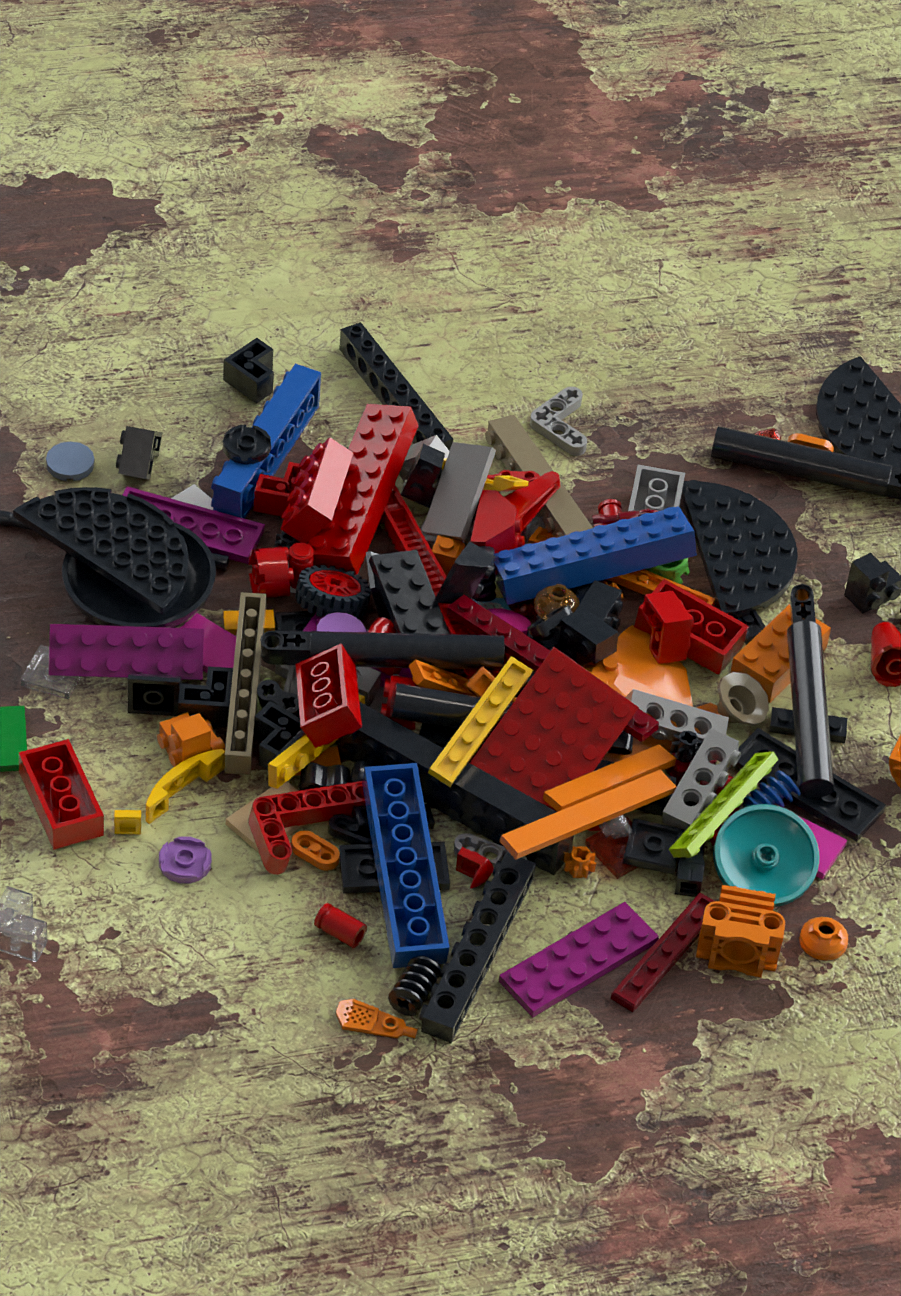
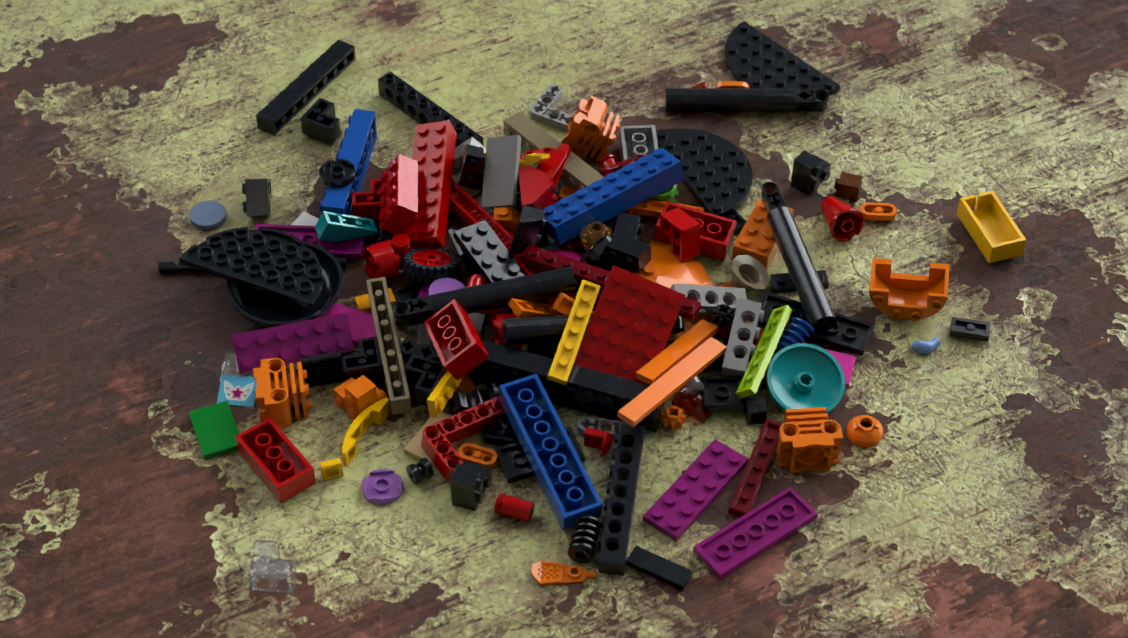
camera: 10 degrees left, 0 degrees up
(41, 695) = (237, 390): none -> medium azure sticker
(89, 711) = (279, 393): none -> orange piece
(233, 516) = (342, 227): none -> teal slope
(237, 851) = (421, 470): none -> black wheel
(246, 318) = (305, 87): none -> black brick
(292, 882) = (469, 484): none -> black brick
(498, 1044) = (659, 568): none -> black tile
(596, 459) = (589, 129): none -> orange piece
(635, 1030) = (755, 532): none -> magenta plate

